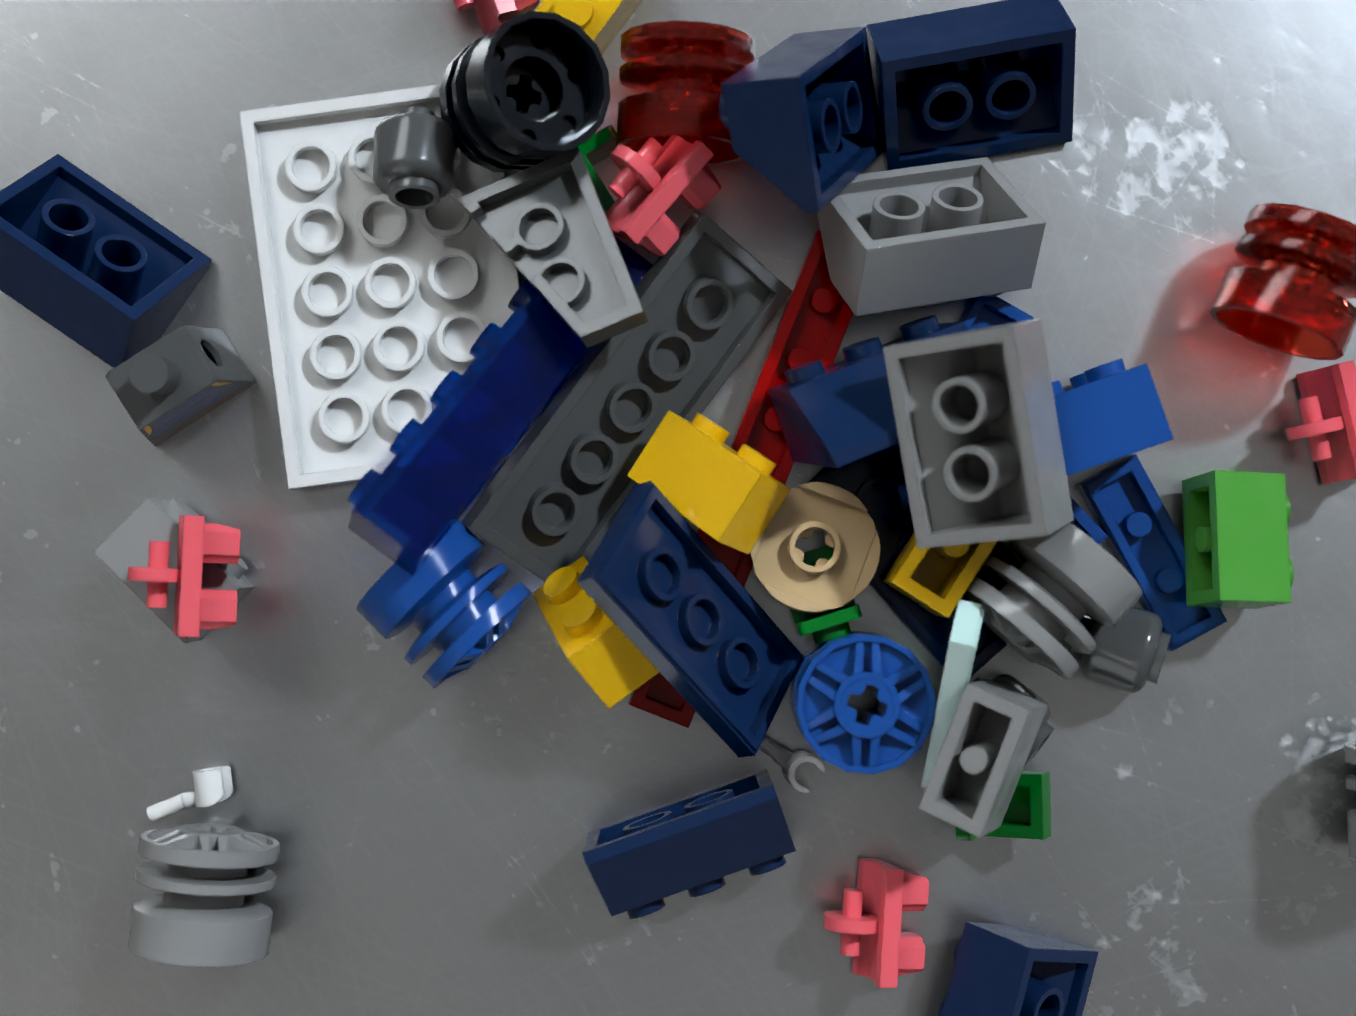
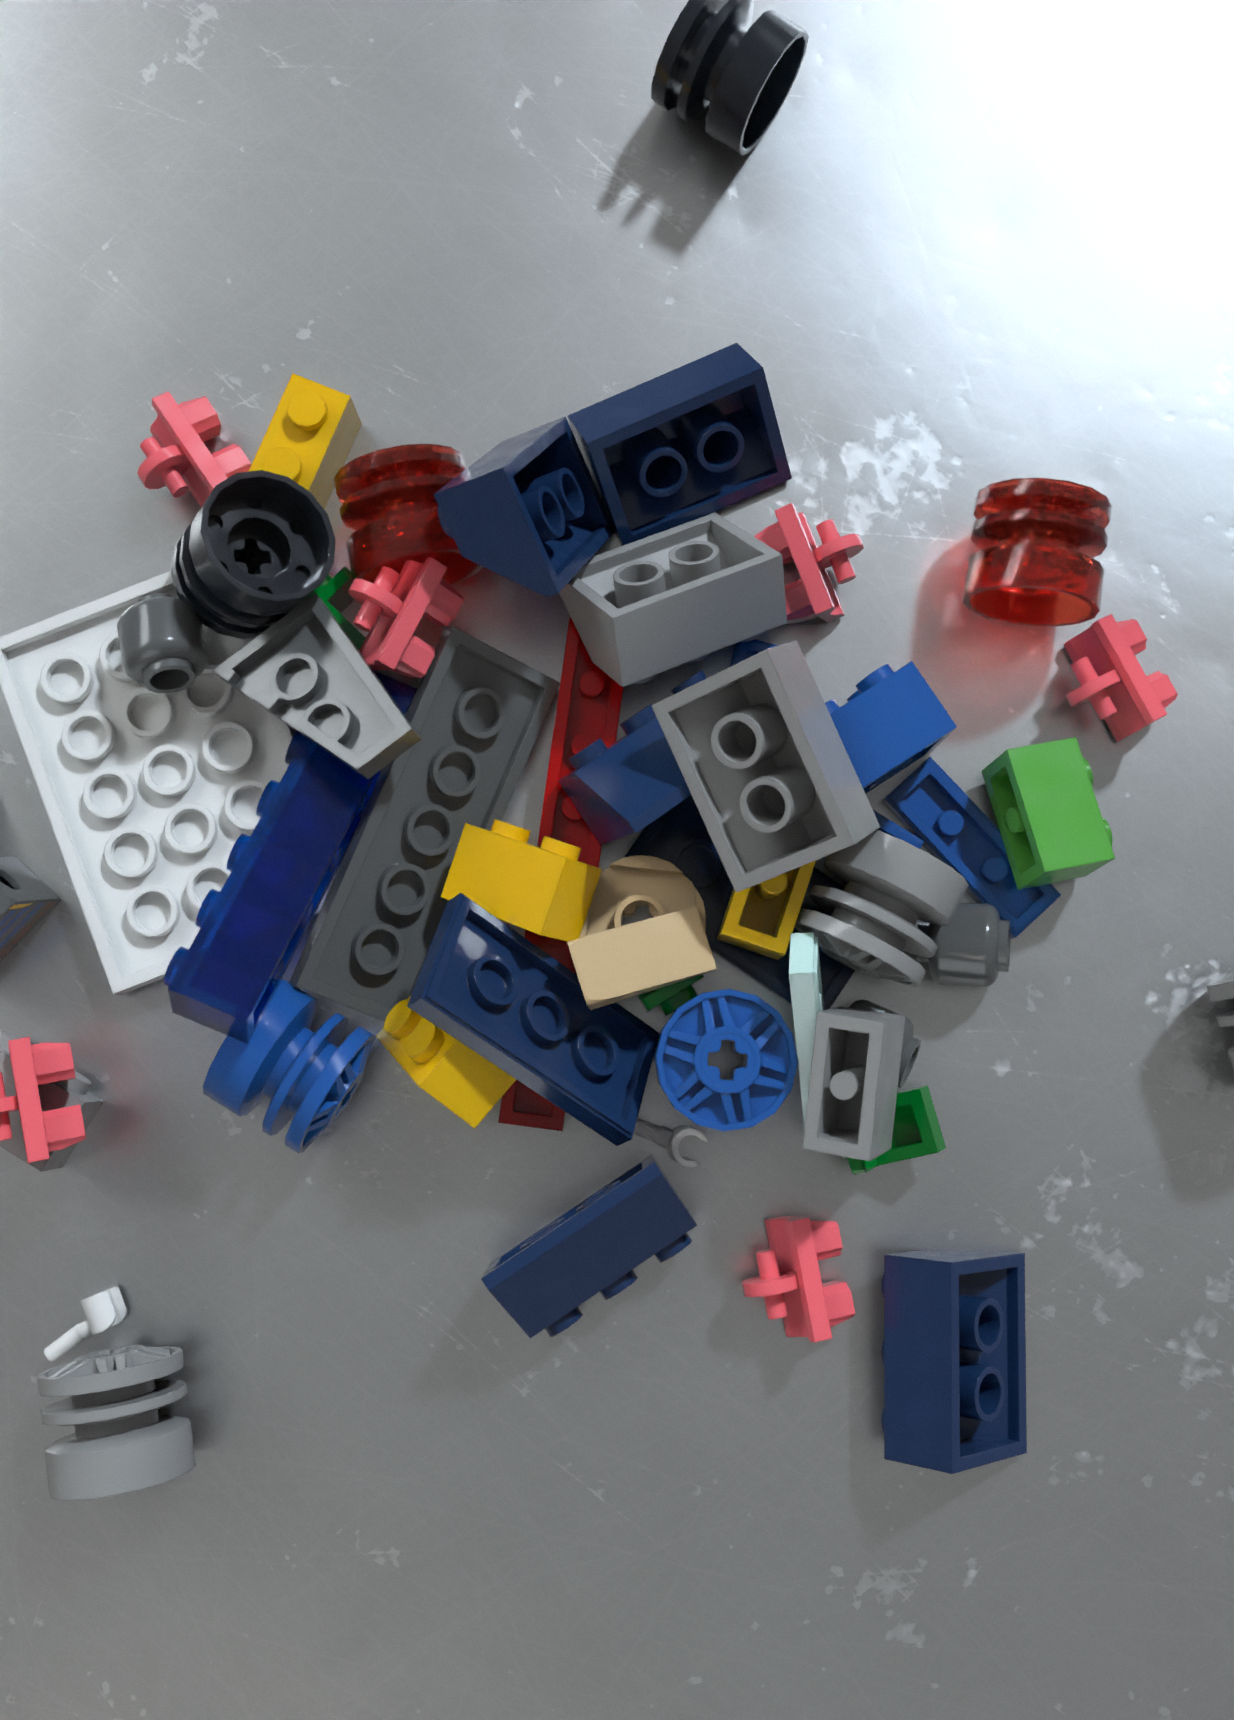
camera: 15 degrees left, 5 degrees down
(809, 584) = (641, 957): none -> tan slope
(1058, 206) = (814, 592): none -> coral hips

